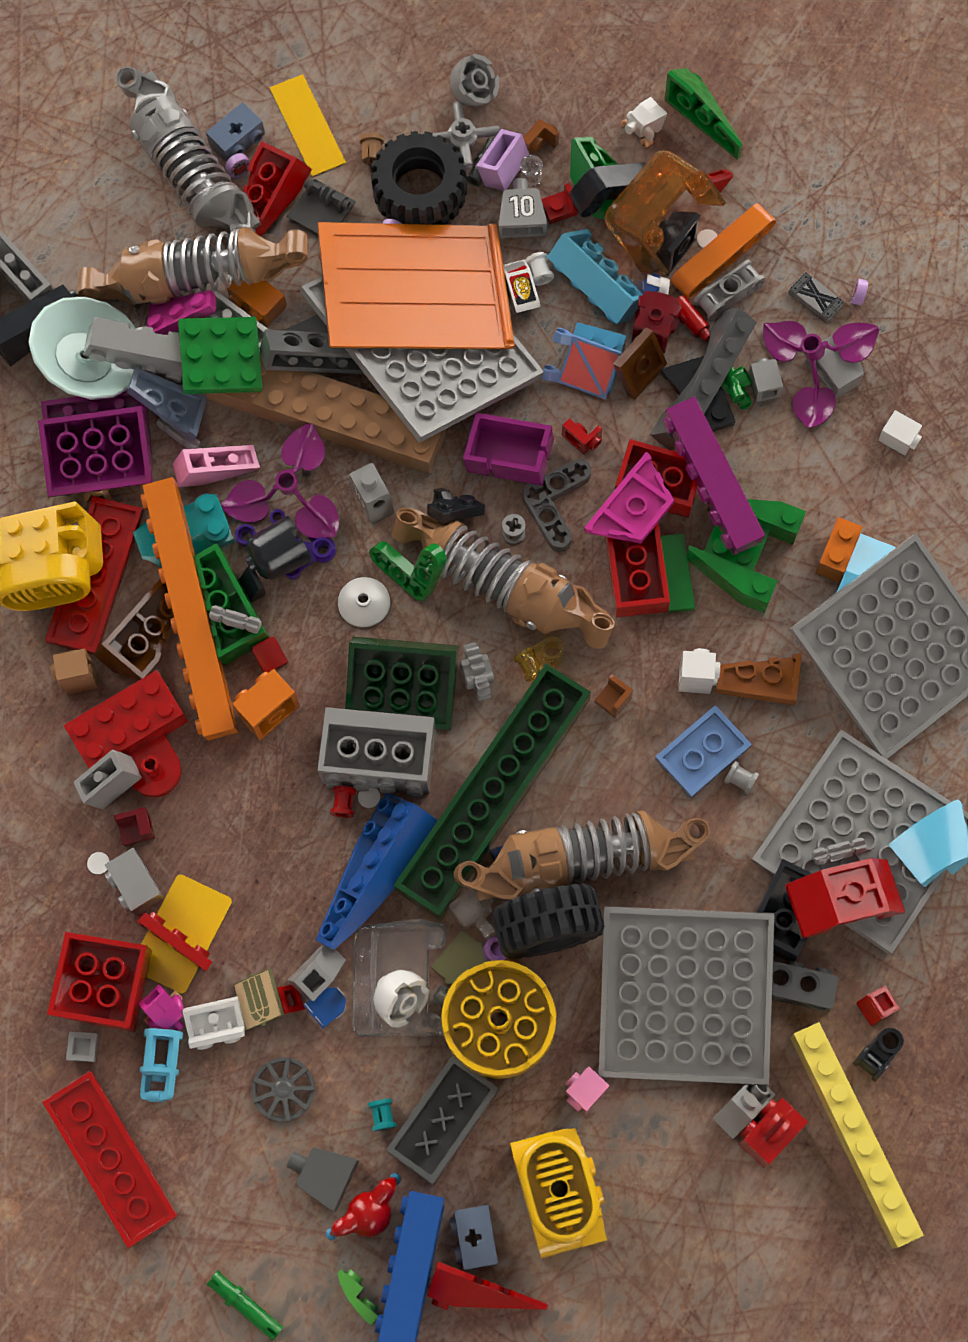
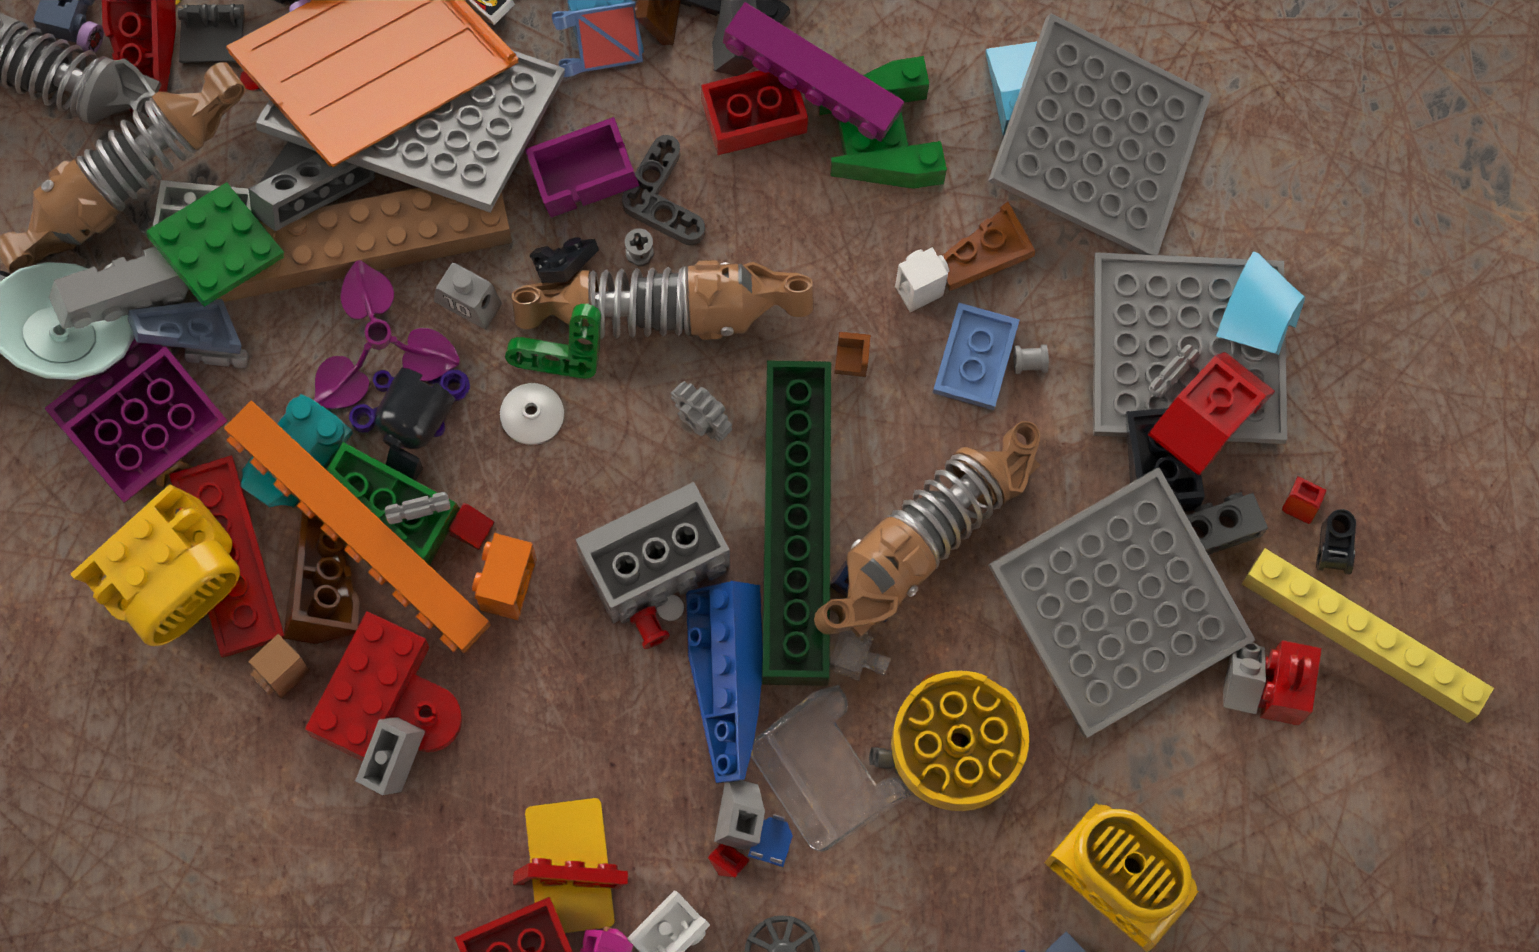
camera: 40 degrees left, 0 degrees up
(97, 862) = (433, 850): white sticker -> none
(133, 882) = (486, 844): light grey brick -> none
(135, 826) = (448, 787): dark red panel -> none
(165, 316) = (129, 235): dark pink wing -> none
(214, 464) = (278, 364): bright pink slope -> none
(258, 299) = (209, 165): orange brick -> none
(259, 999) = (698, 879): piece -> none
(382, 1115) = (889, 911): teal bush -> none
(399, 997) = (840, 783): white cylinder -> none
(402, 678) = (626, 465): dark green slope -> none
(443, 1120) = (966, 878): dark grey brick -> none
(458, 957) = (875, 711): olive piece -> none
(492, 951) = (904, 678): medium lavender tile -> none
(538, 657) = (750, 365): clear yellow piece -> none
(548, 921) = (943, 613): black tyre -> none
(578, 437) = (642, 115): red bracket -> none
(585, 1090) = (1083, 759): bright pink brick -> none
(633, 506) = (752, 148): dark pink wing -> none
(638, 575) = (785, 204): red brick -> none
(677, 573) = (831, 195): green tile -> none
(839, 549) = (977, 76): orange brick -> none

